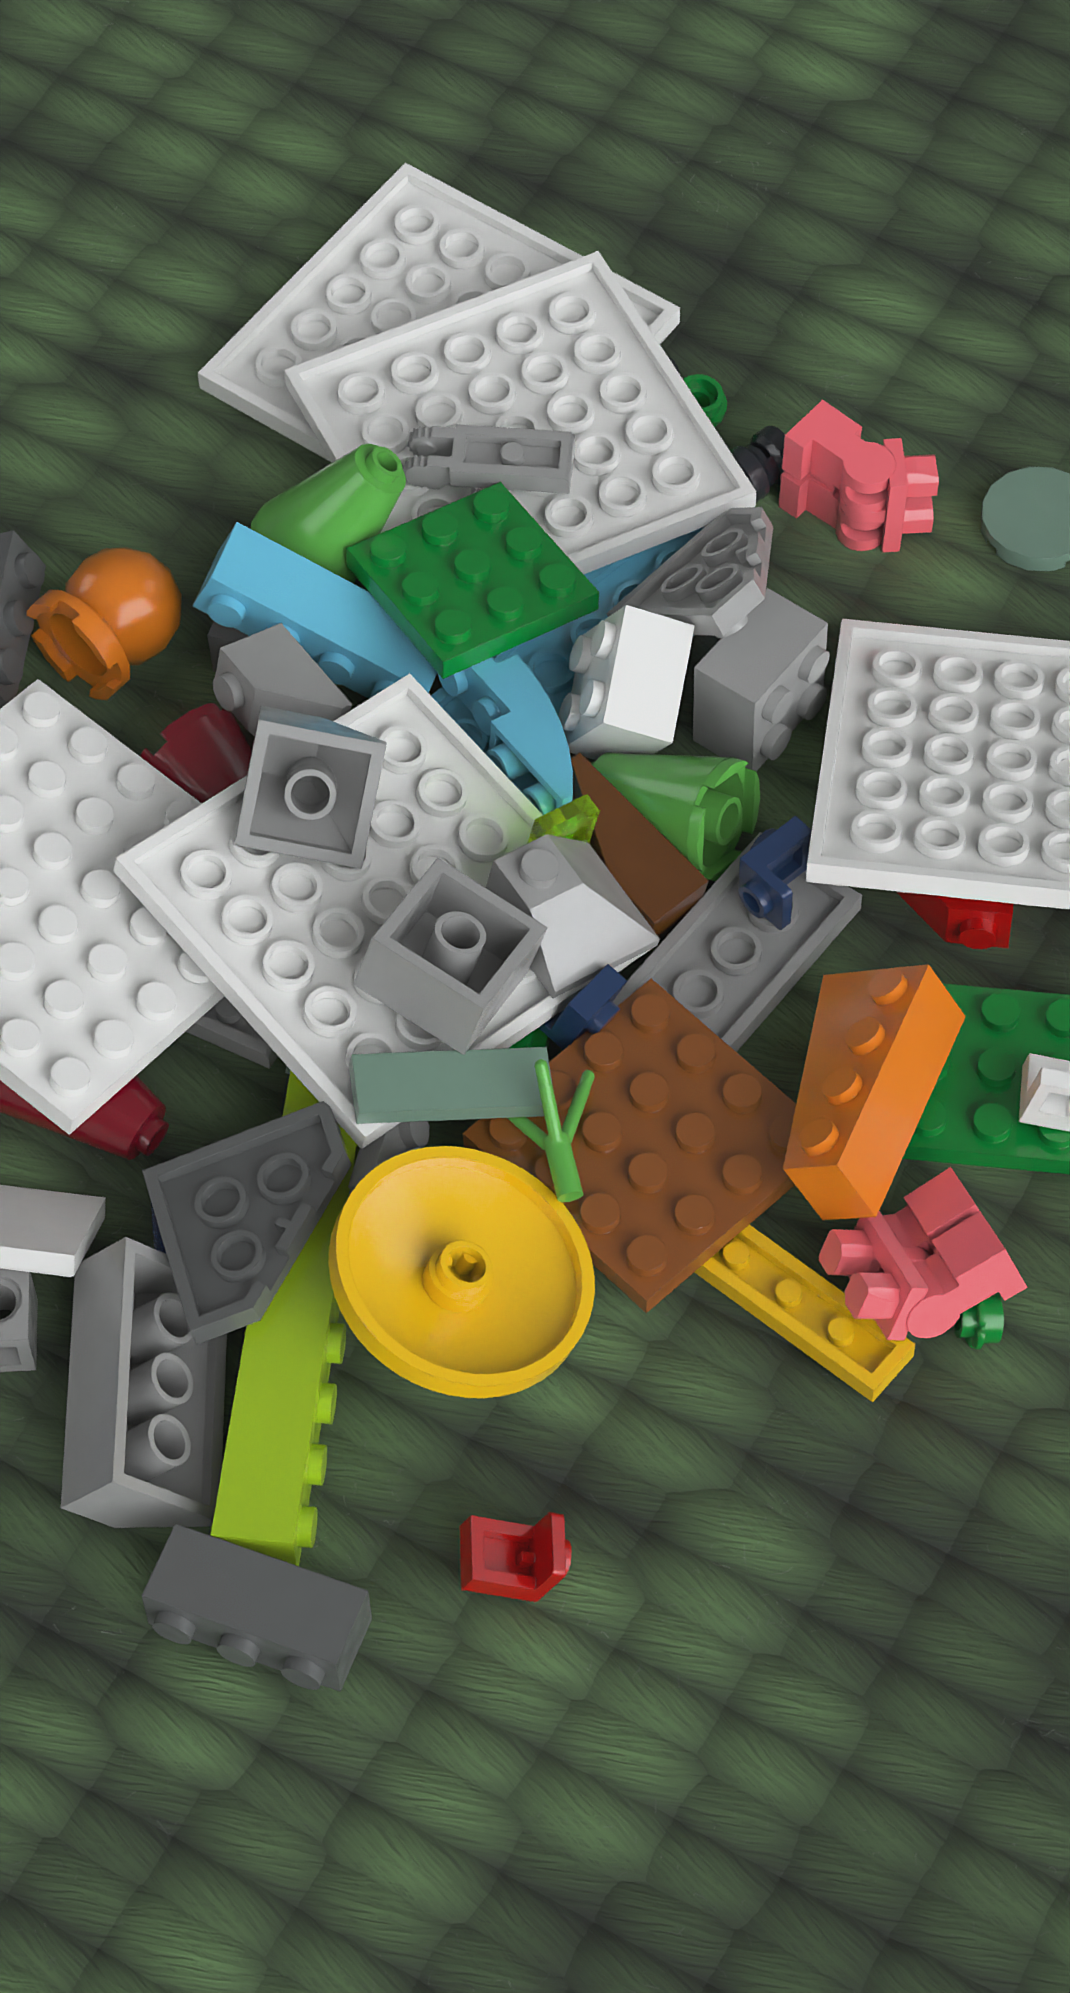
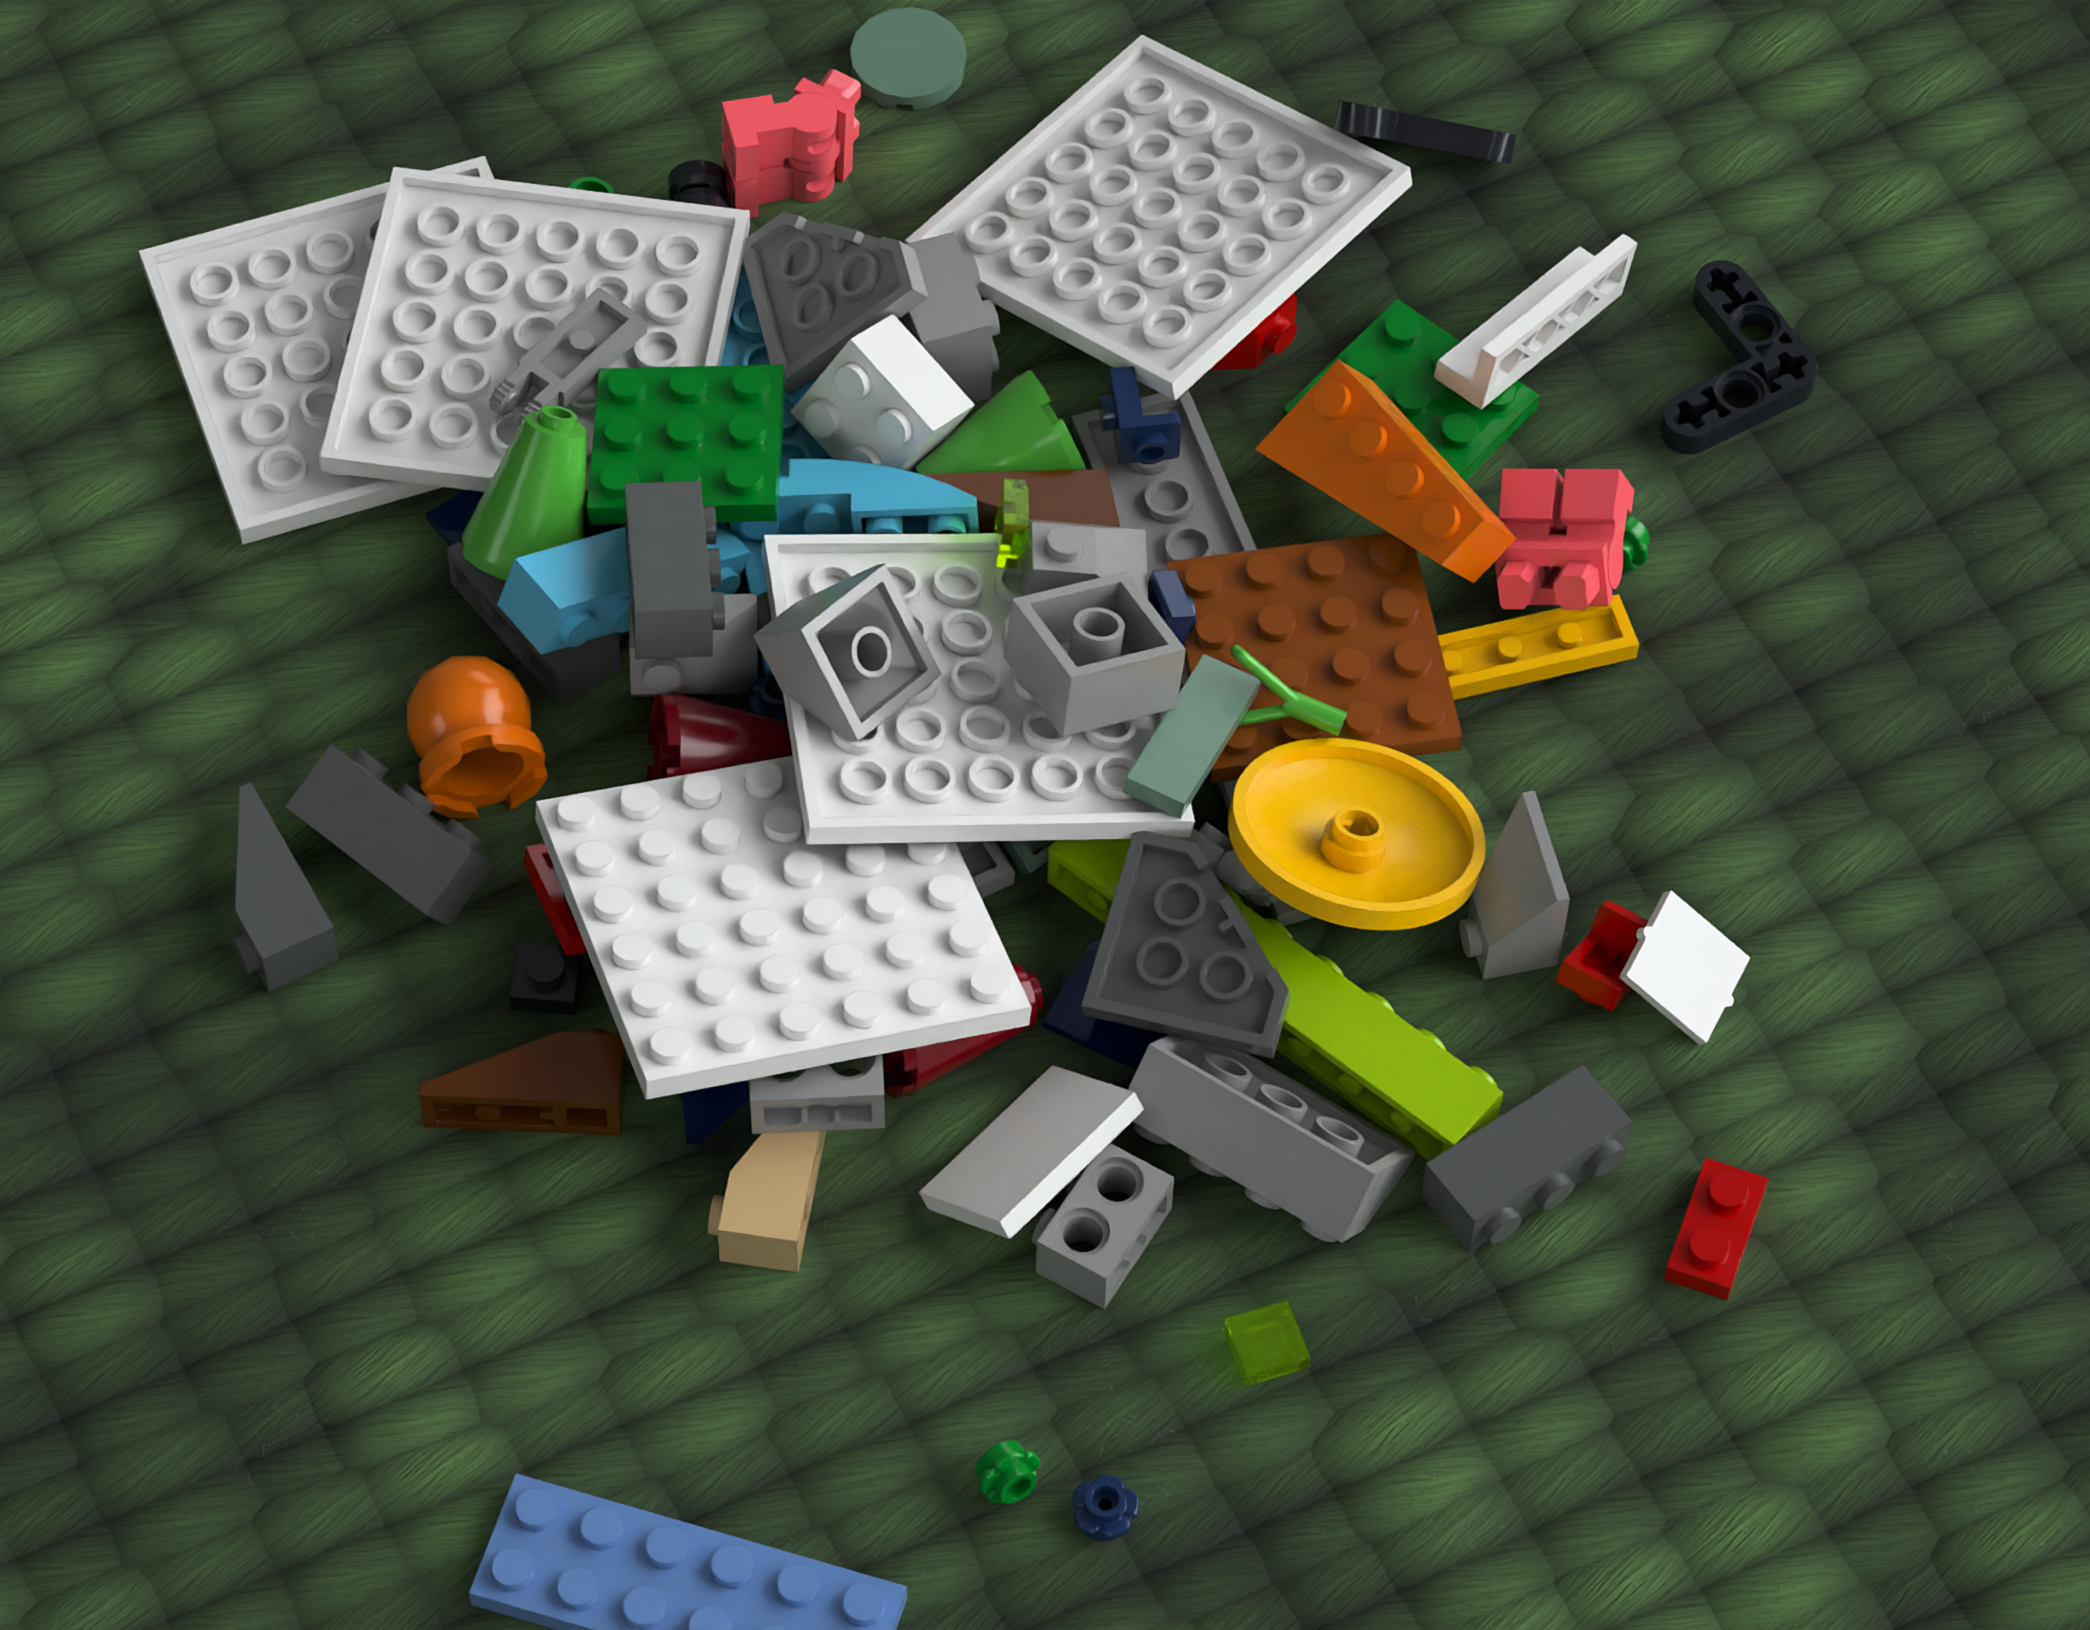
camera: 60 degrees left, 0 degrees up
(304, 1809) = (1716, 1229): none -> red plate
(308, 625) = (672, 570): none -> dark grey brick
(517, 1441) = (1518, 900): none -> light grey slope
(547, 1621) = (1684, 967): none -> white piece

